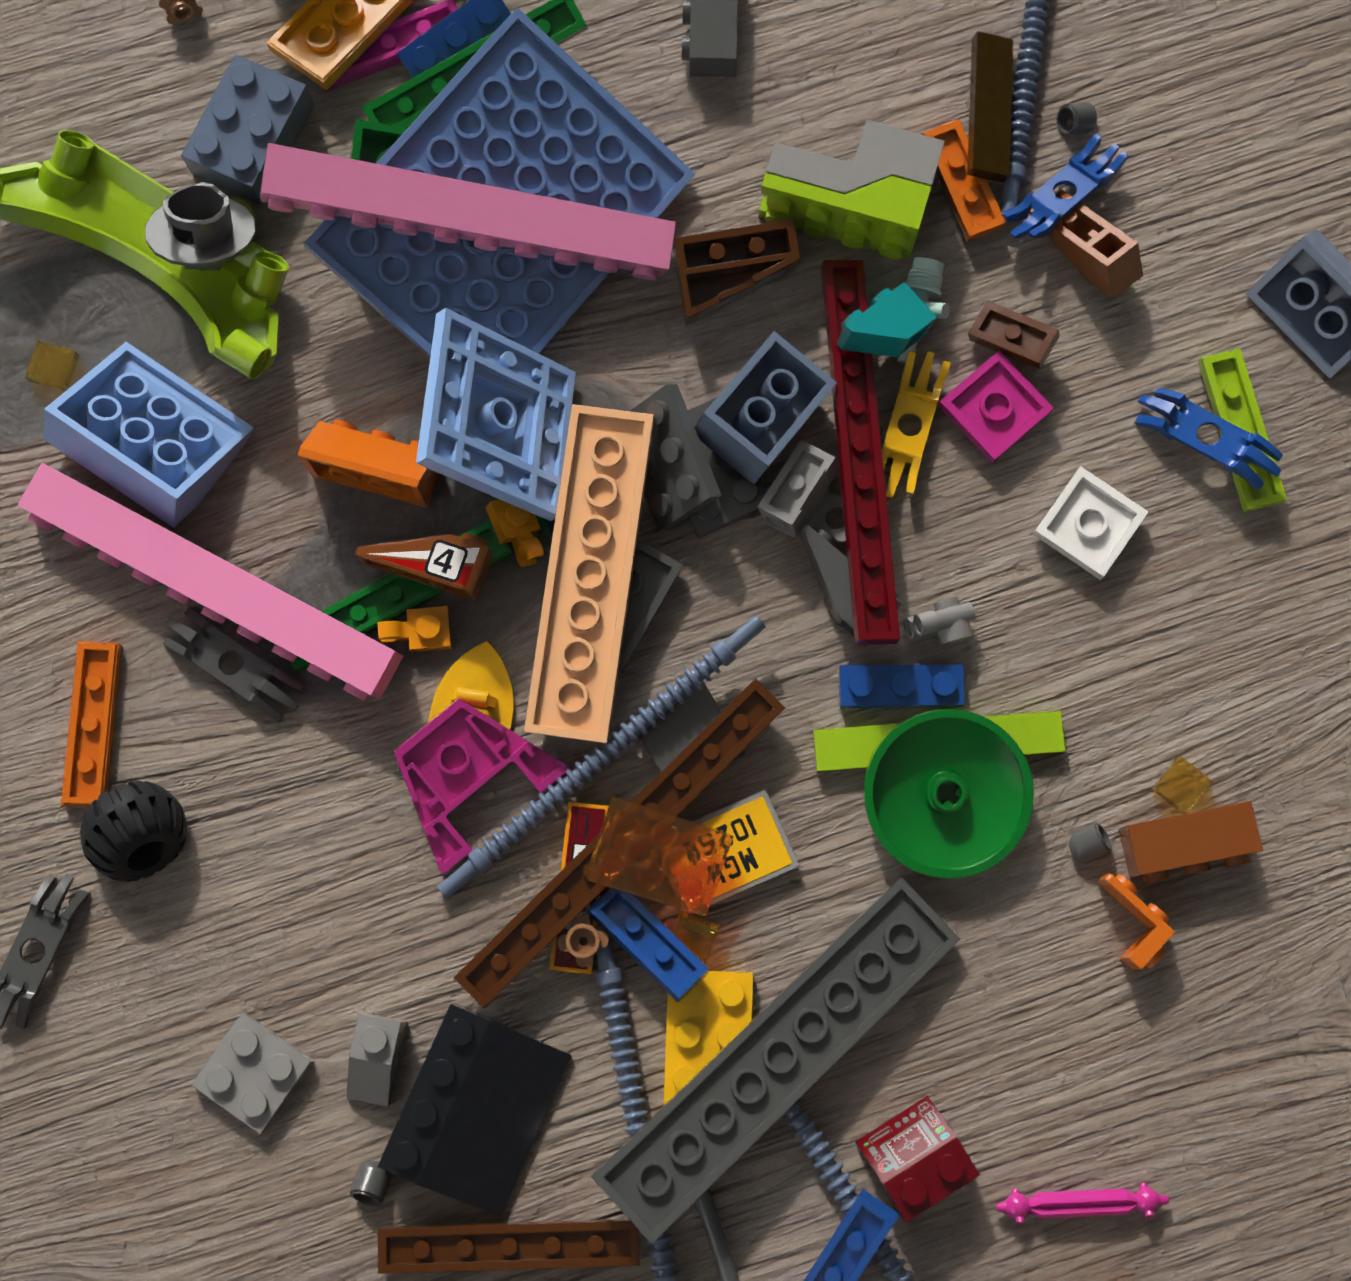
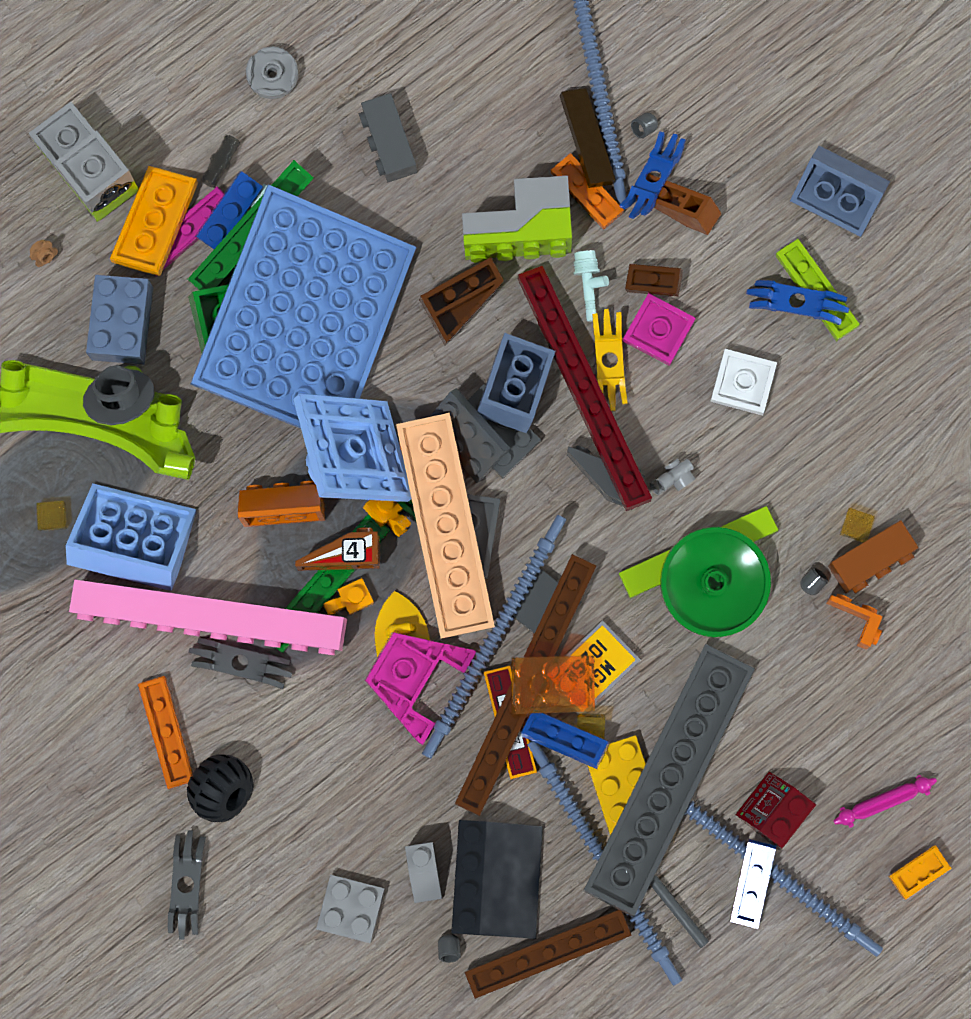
camera: 15 degrees left, 0 degrees up
(465, 211) = (285, 326): bright pink brick -> none
(595, 941) = (532, 750): medium nougat plate -> none
(802, 493) = (558, 428): light grey piece -> none
(890, 324) = (575, 302): teal slope -> none
(901, 686) = (663, 526): blue plate -> none

